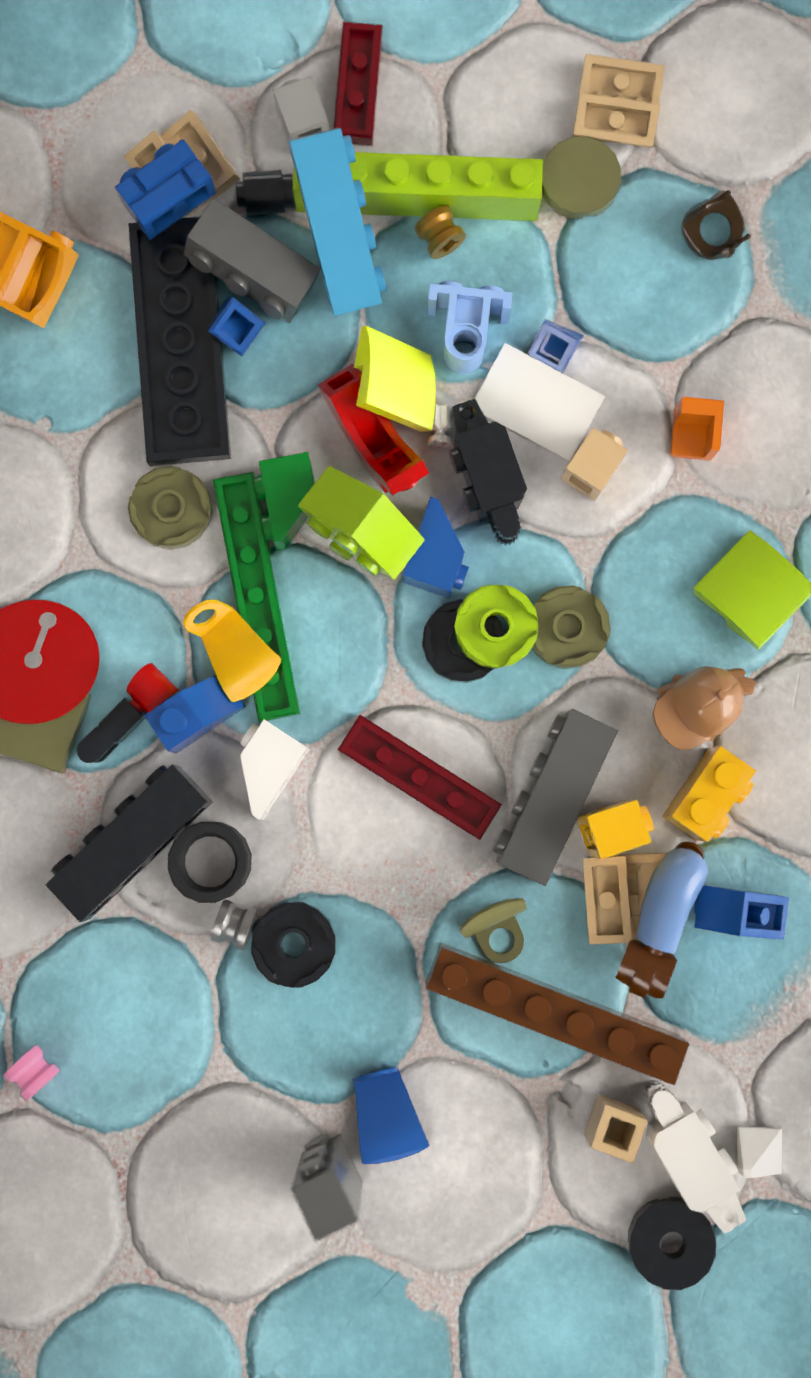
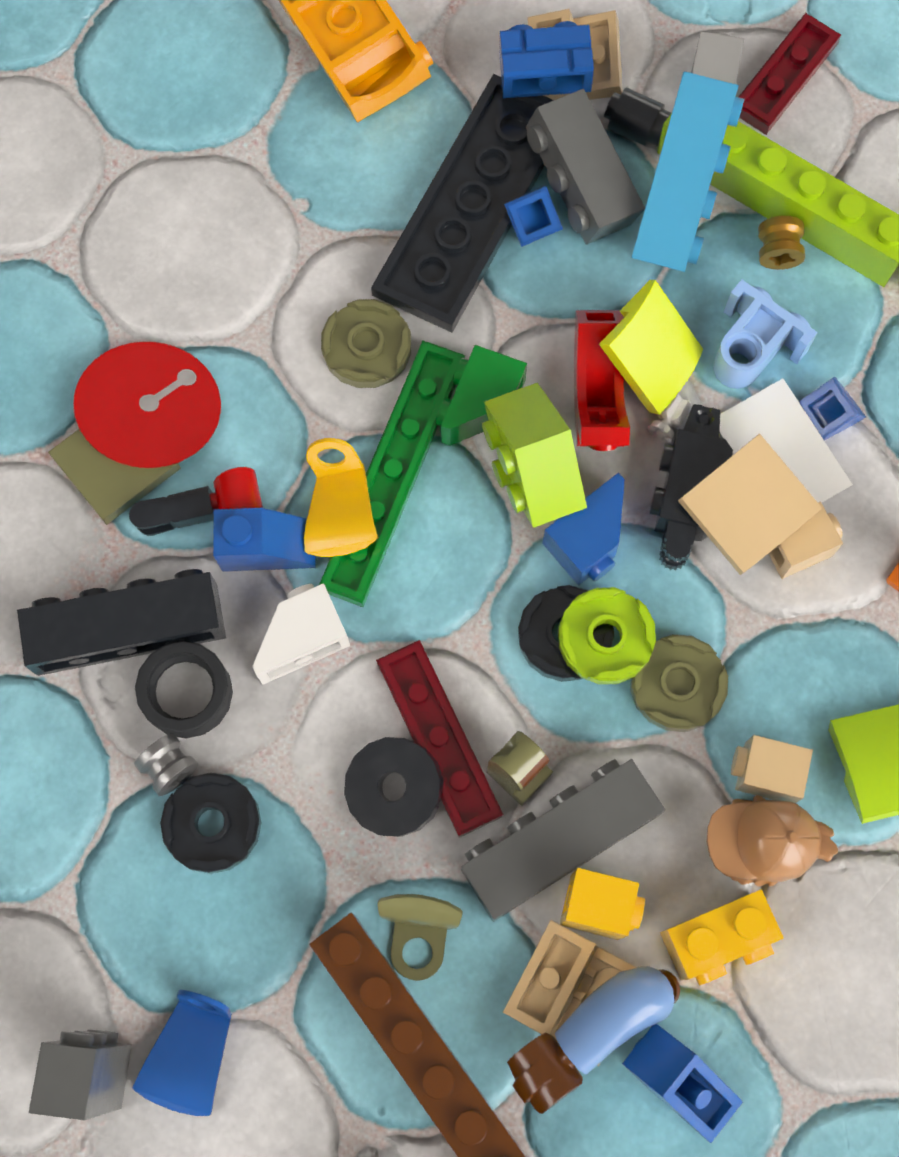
camera: 35 degrees right, 10 degrees down
(406, 859) = (365, 783): none -> black tile
(493, 764) = (520, 767): none -> olive leg
(544, 462) = (750, 504): none -> tan slope
(673, 650) = (771, 769): none -> tan brick

